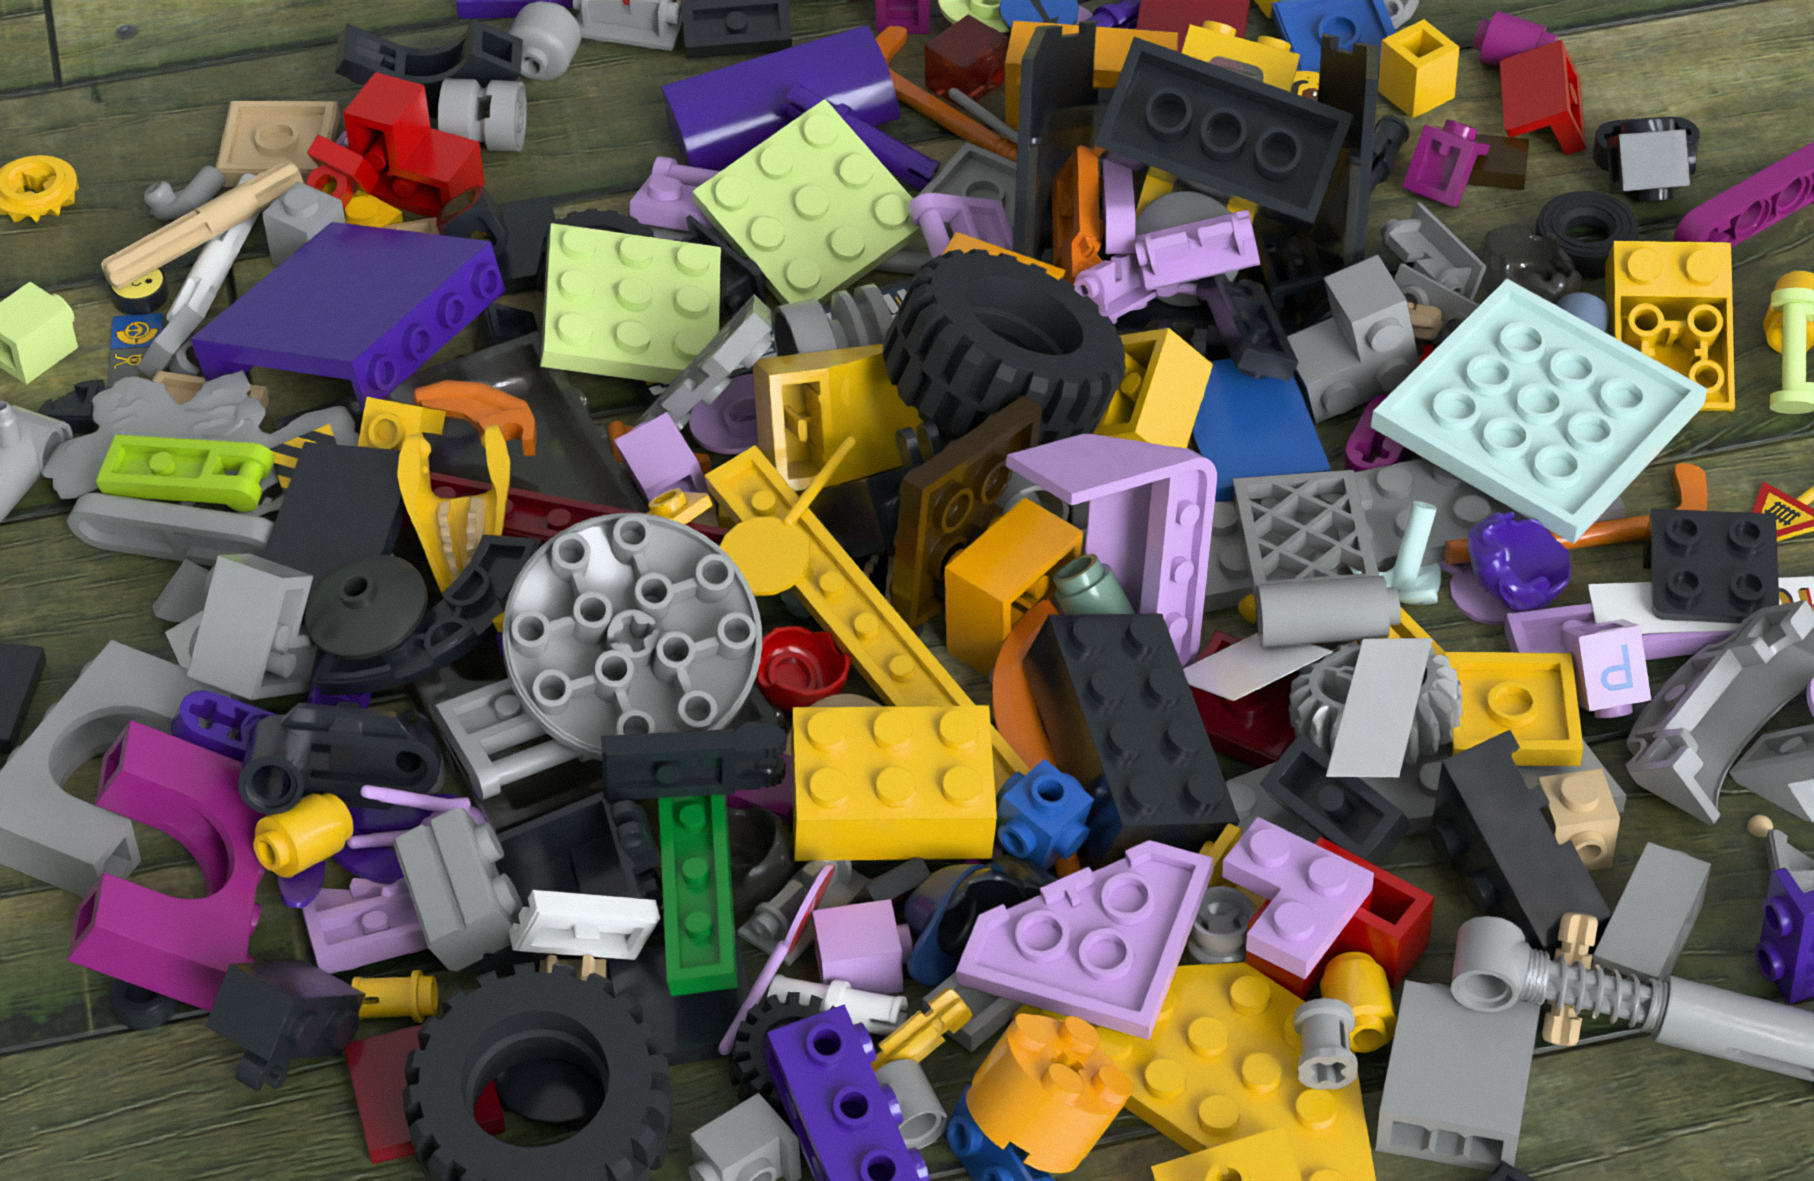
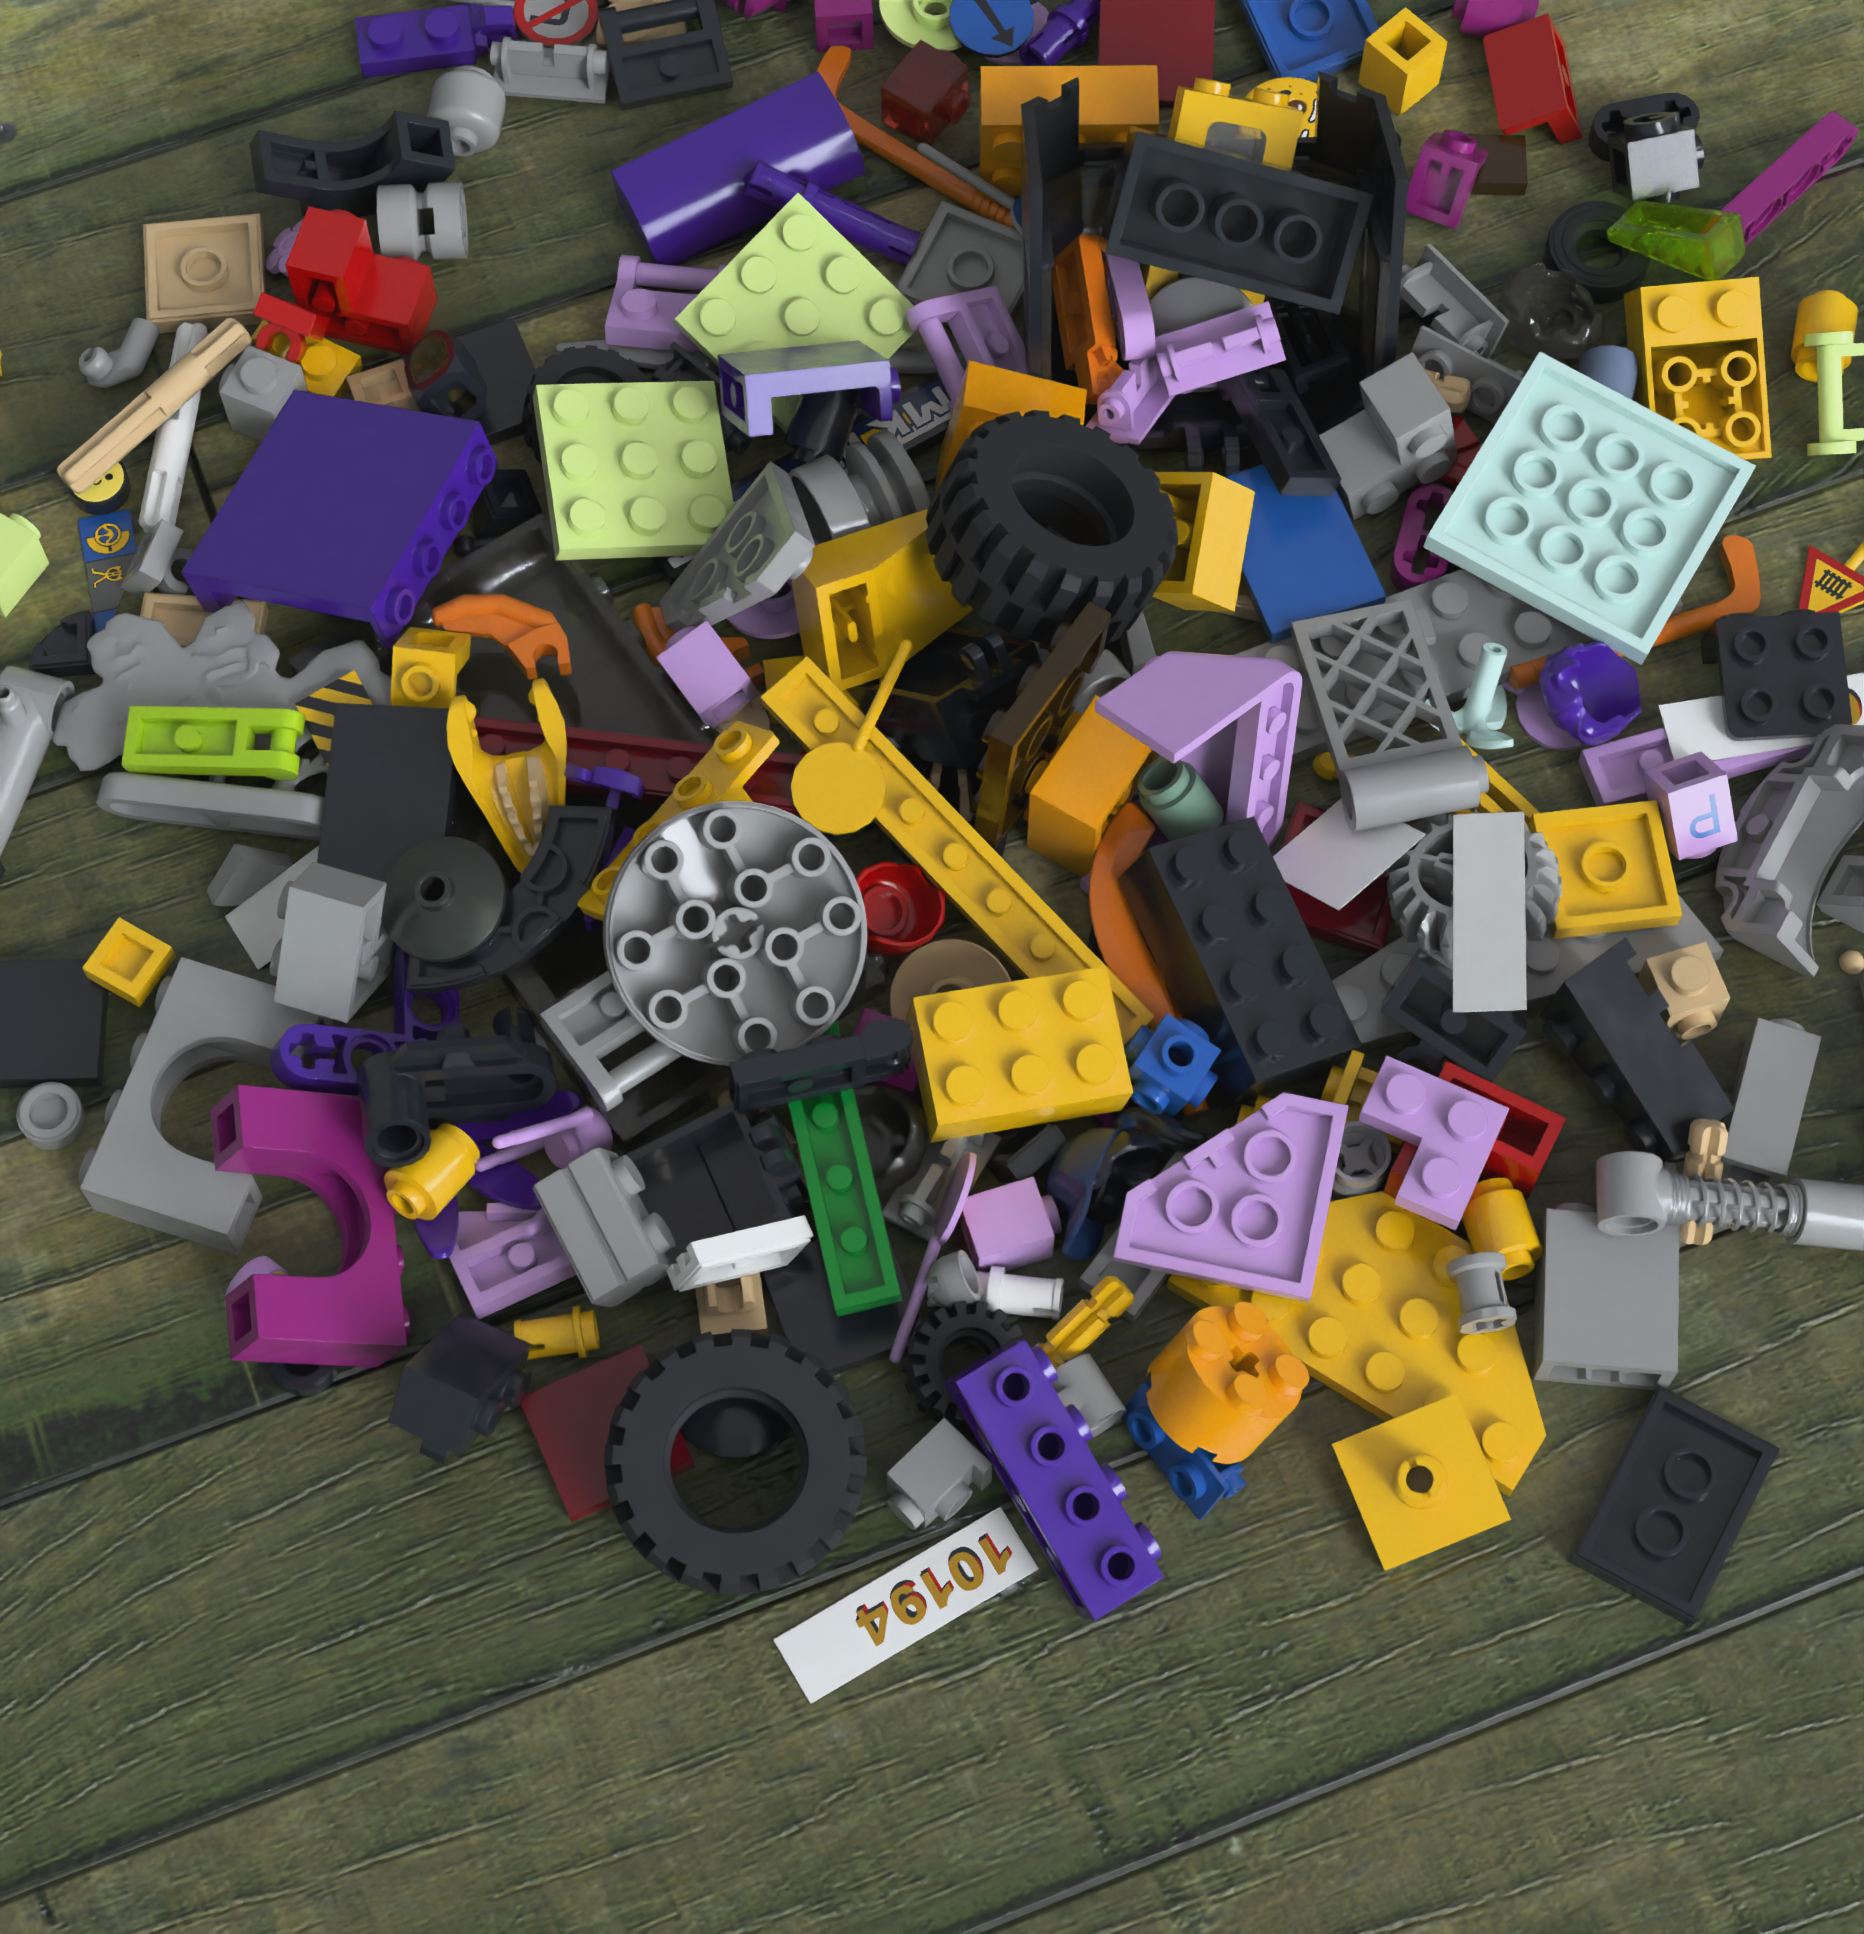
camera: 10 degrees left, 20 degrees up
(61, 646) = (129, 962): none -> yellow tile
(536, 514) = (608, 779): none -> dark purple piece
(749, 225) = (756, 376): none -> panel
(792, 973) = (955, 1278): none -> light grey hinge
(817, 275) = (821, 425): none -> black brick
(1666, 214) = (1683, 237): none -> clear neon green slope

